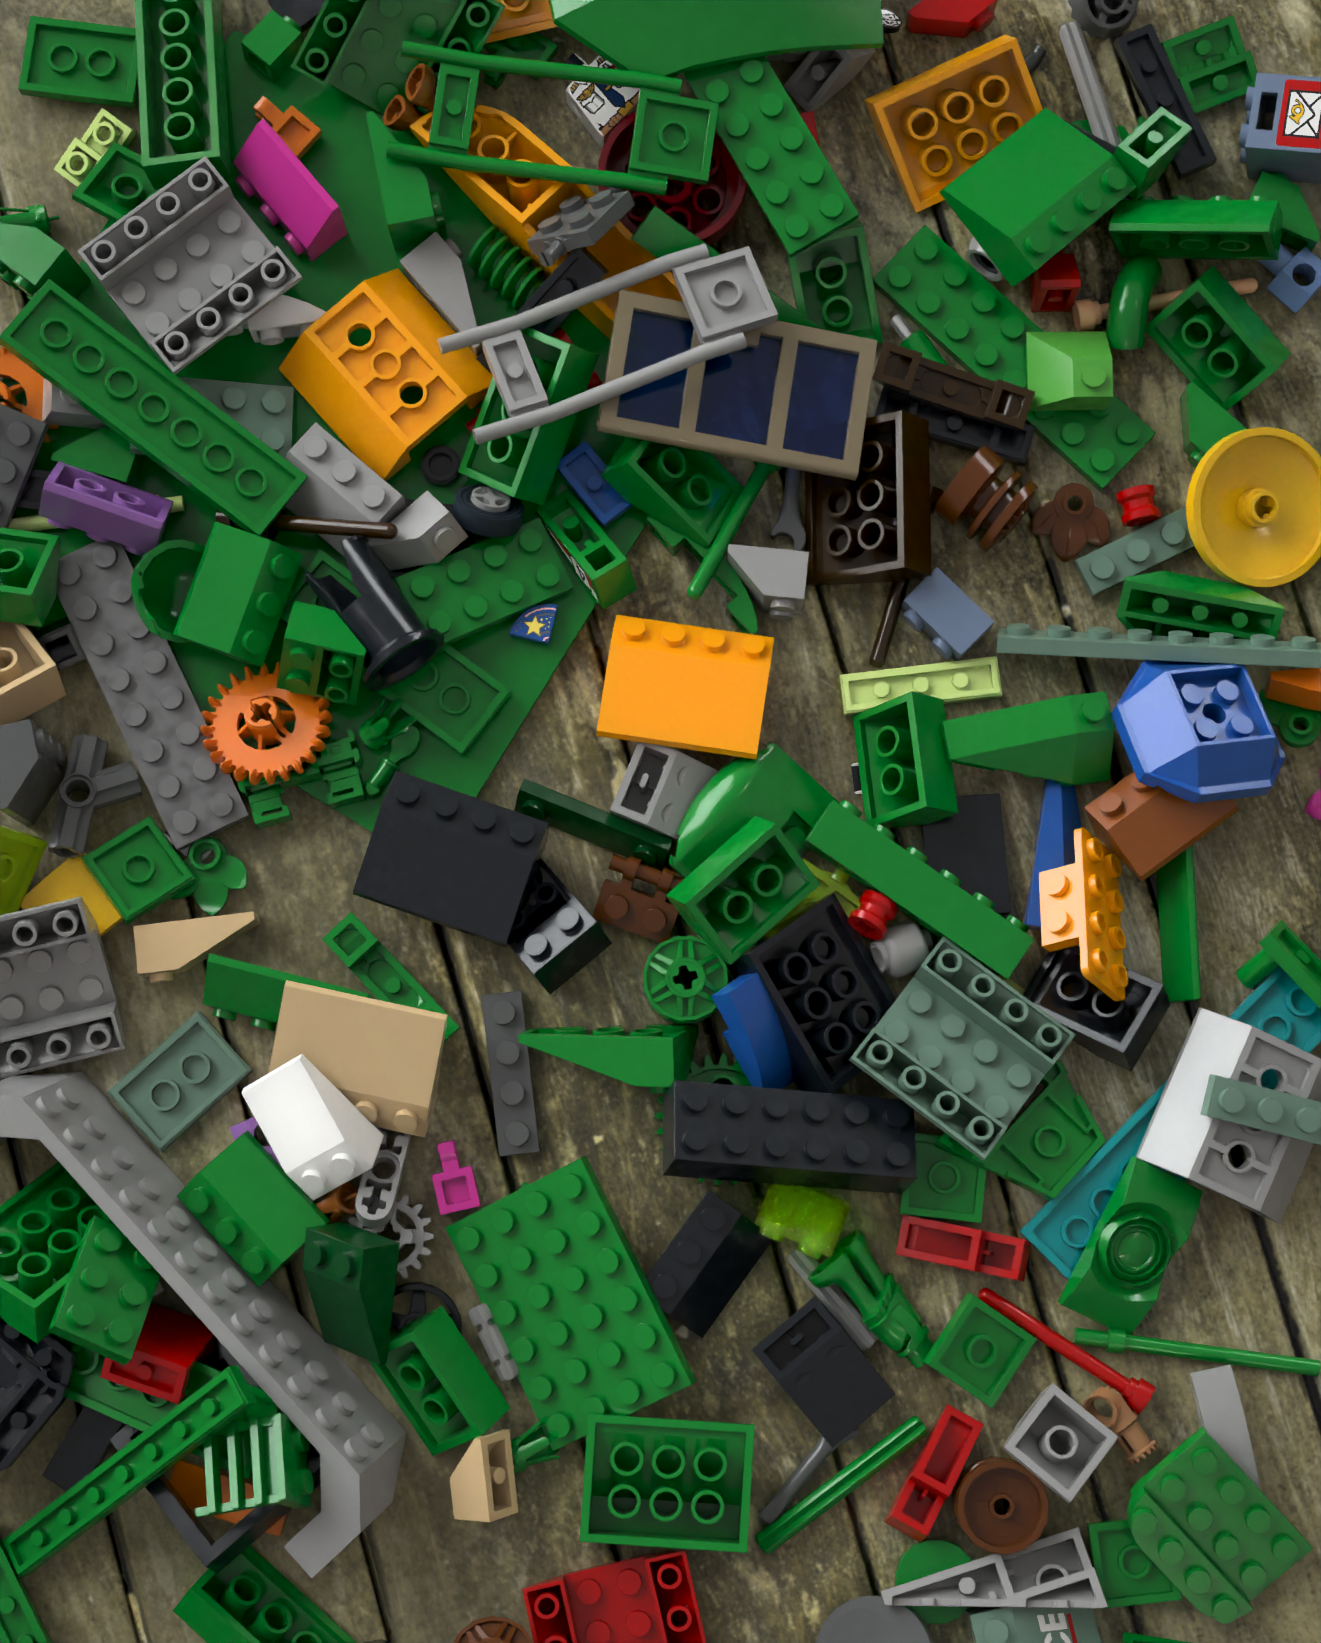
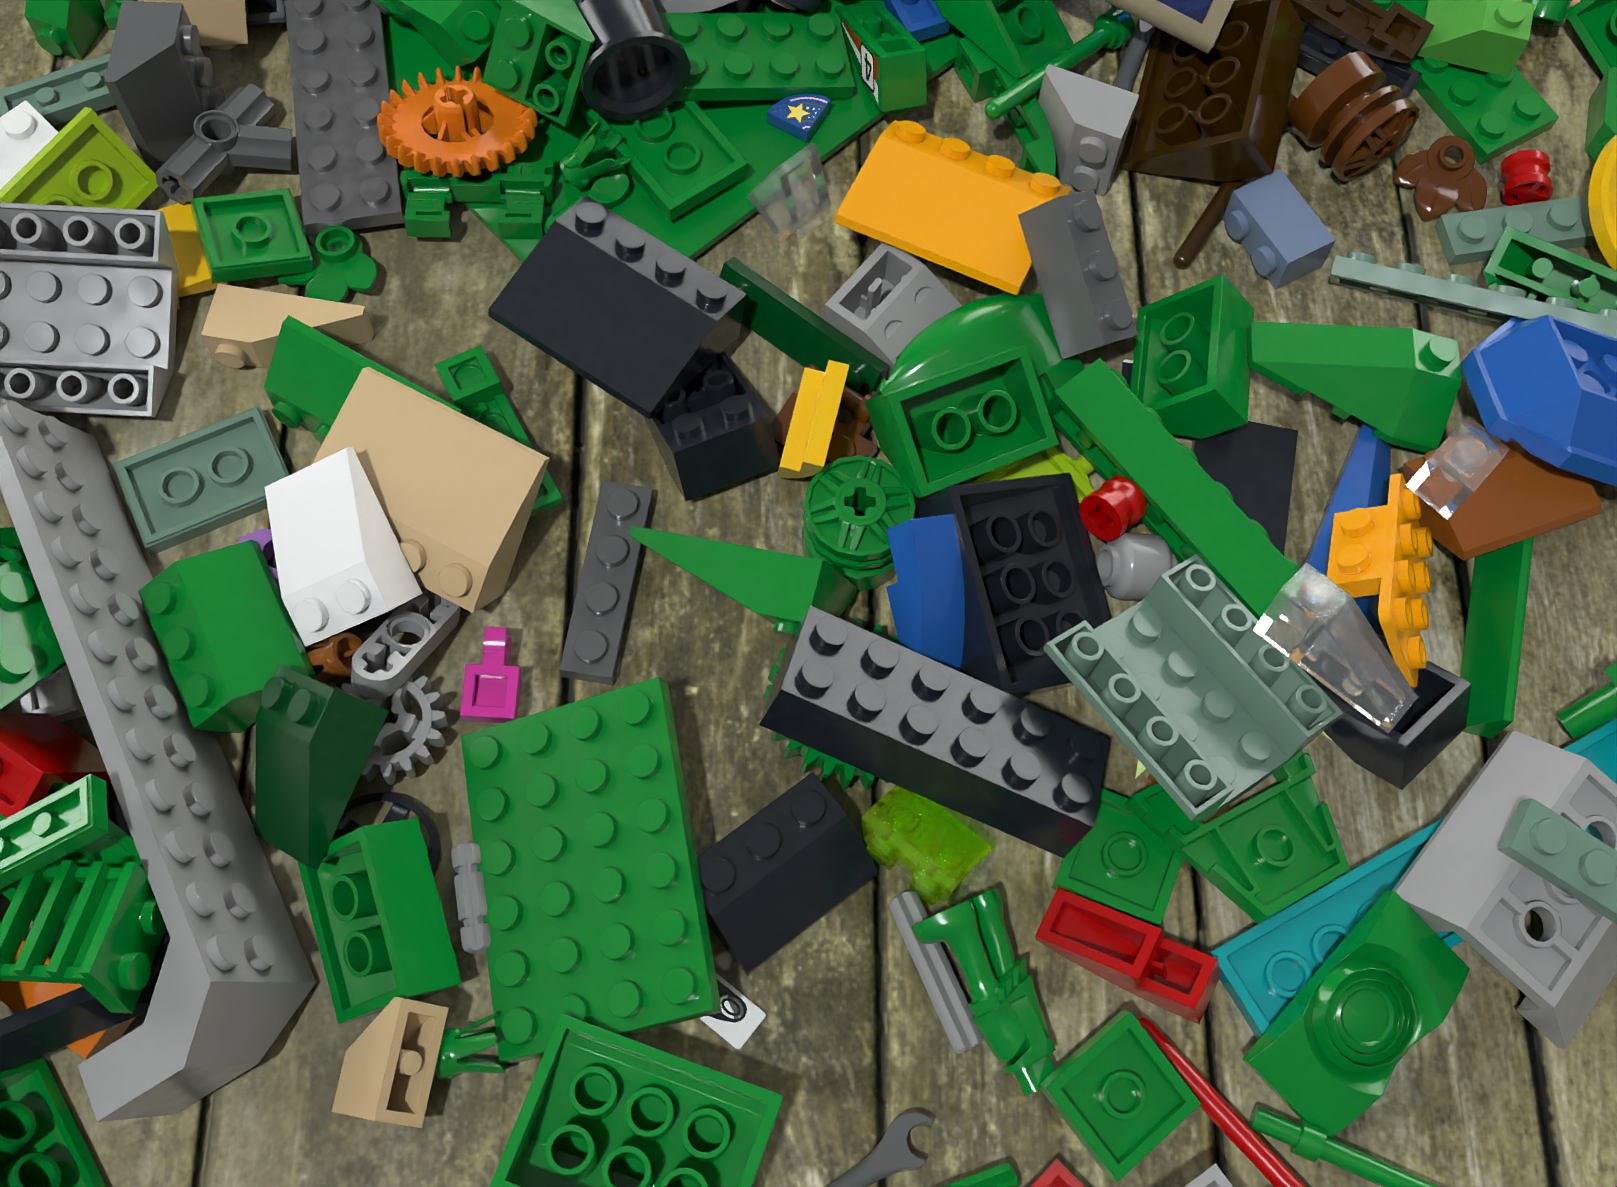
camera: 10 degrees right, 15 degrees down
(553, 709) = (793, 195): none -> clear slope
(630, 918) = (813, 421): none -> yellow slope
(704, 1366) = (738, 1015): none -> white sticker
(801, 724) = (1077, 273): none -> dark grey slope
(823, 1371) = (897, 1058): black slope -> none
(947, 680) = (1270, 298): yellowish green tile -> none
(1061, 993) = (1335, 643): none -> clear slope
(1123, 815) = (1458, 467): none -> clear slope

